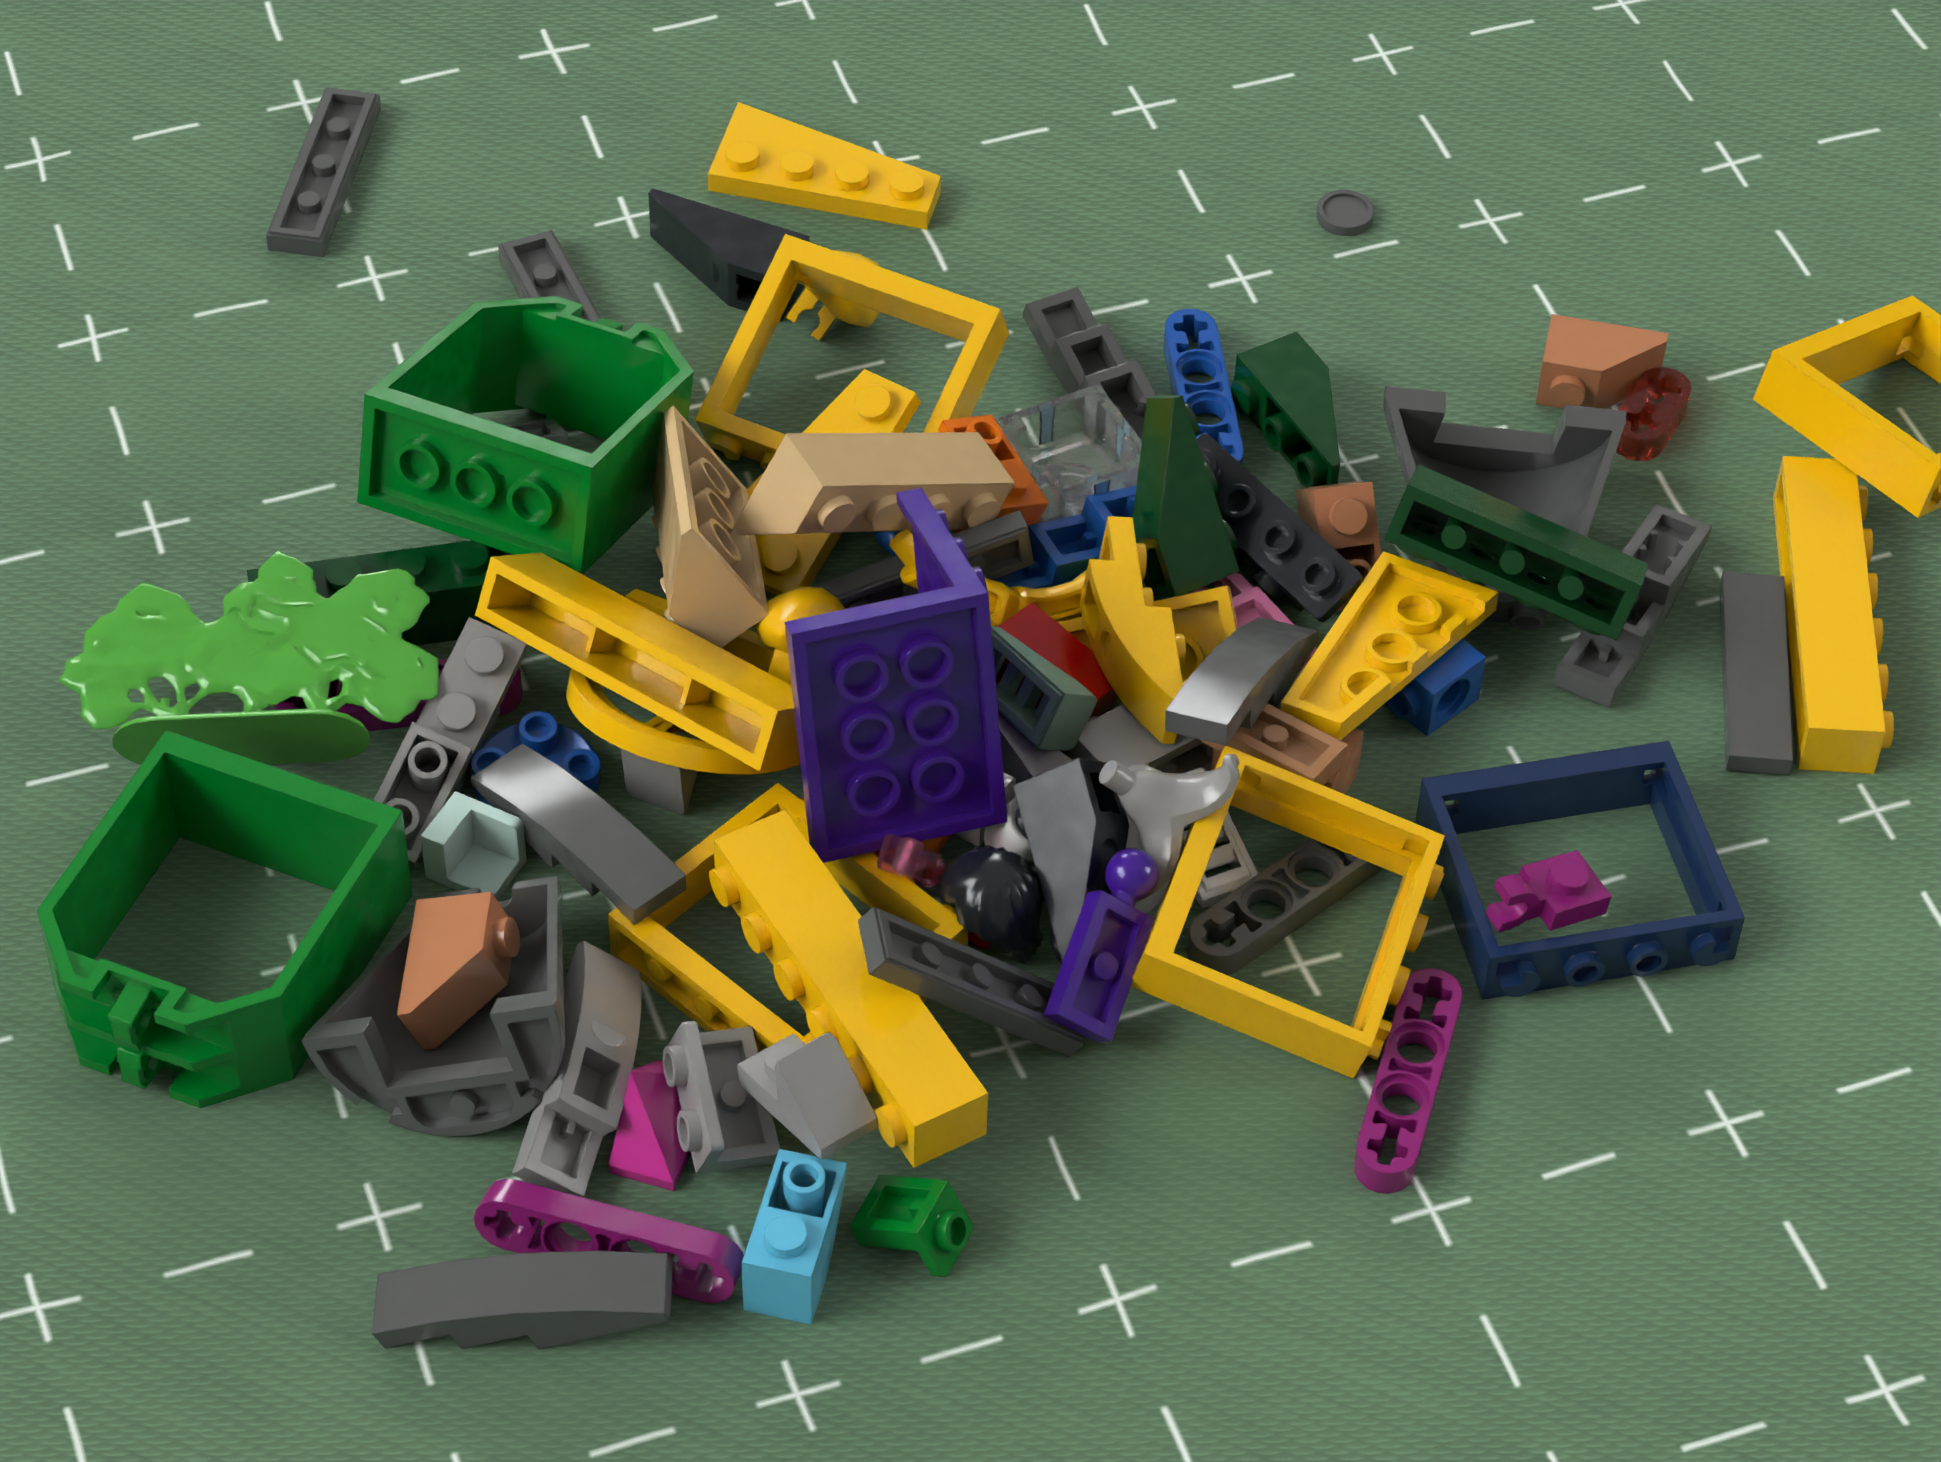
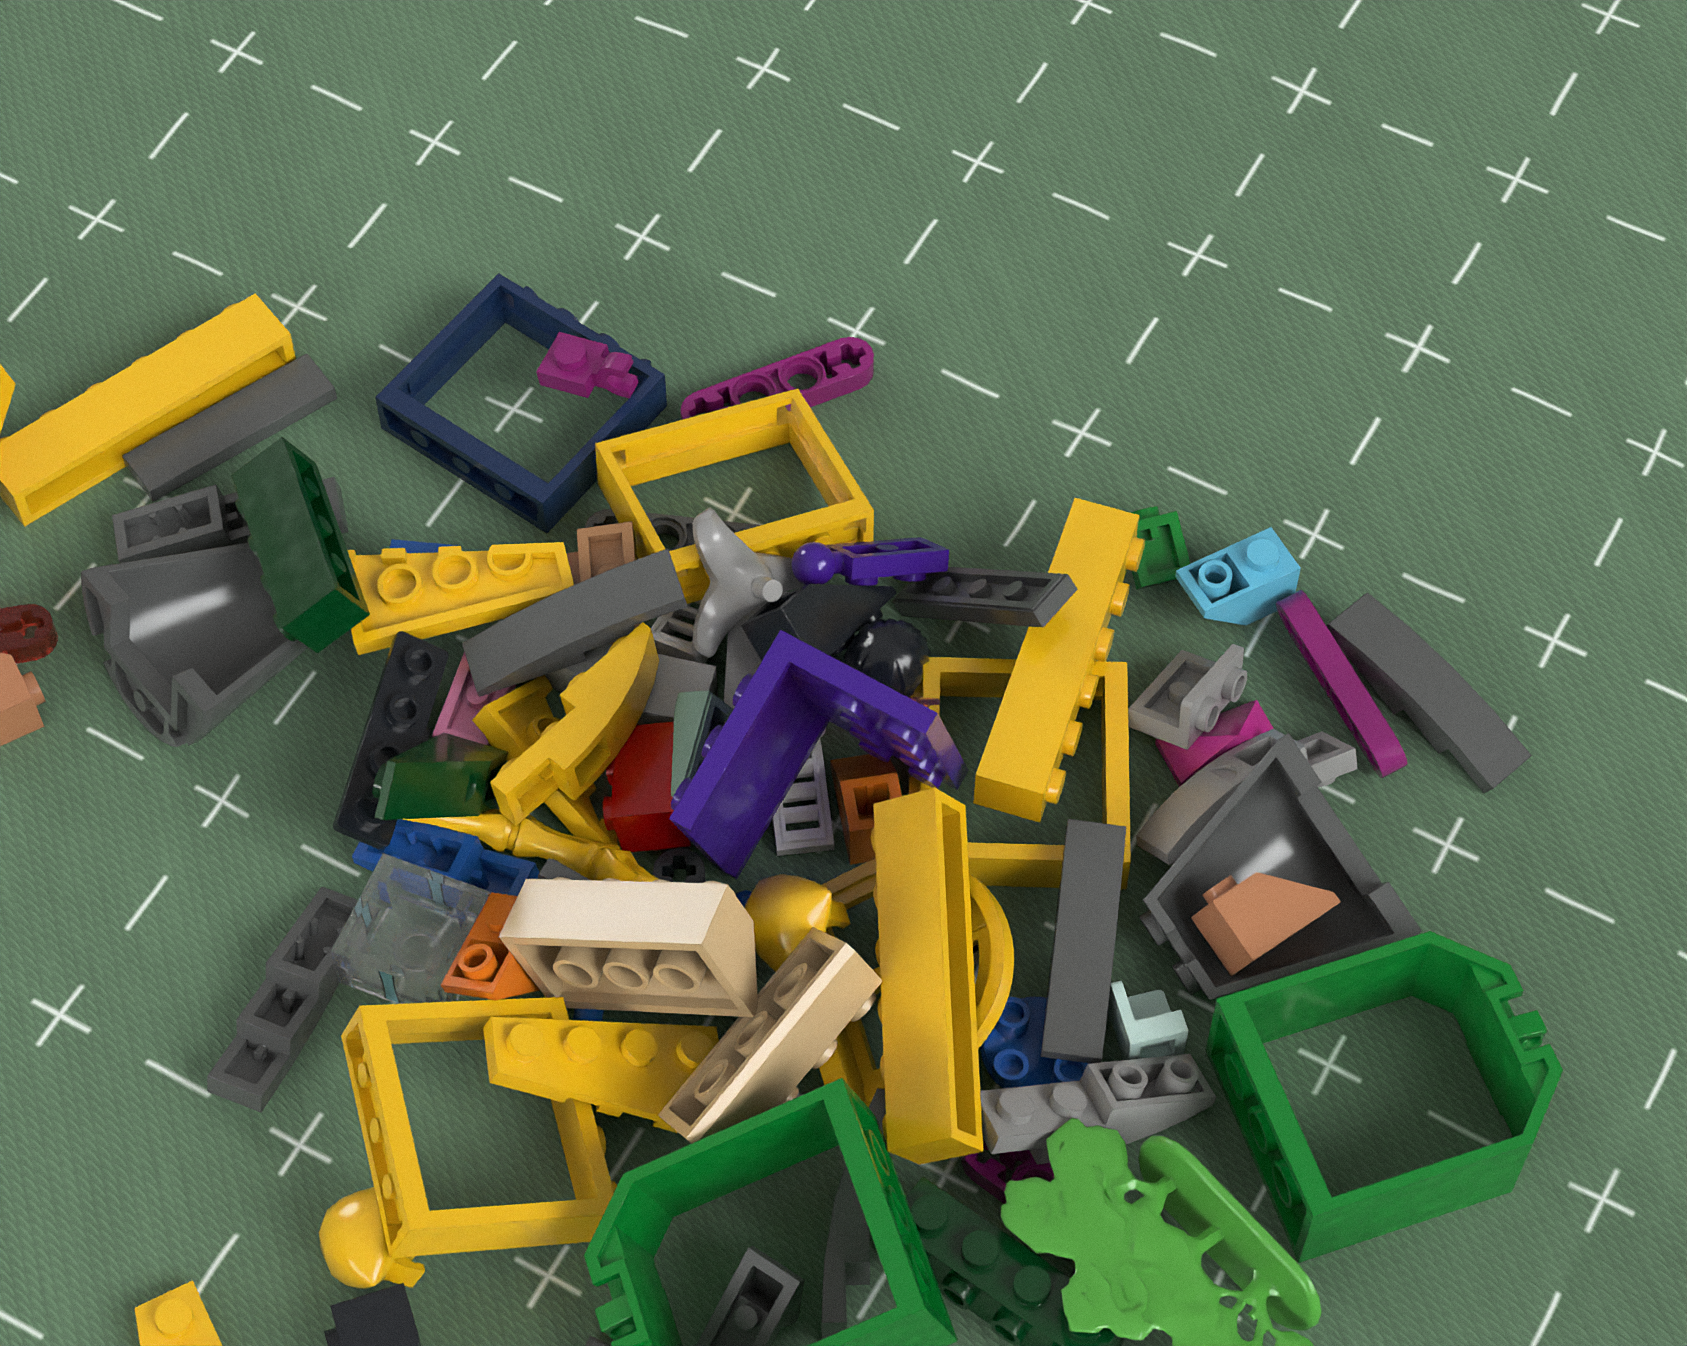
camera: 130 degrees left, 10 degrees up
(810, 1092) = (1157, 621): light grey slope -> none
(1208, 358) = (235, 921): blue beam -> none
(1291, 402) = (205, 846): dark green slope -> none
(1345, 519) = (325, 720): nougat slope -> none

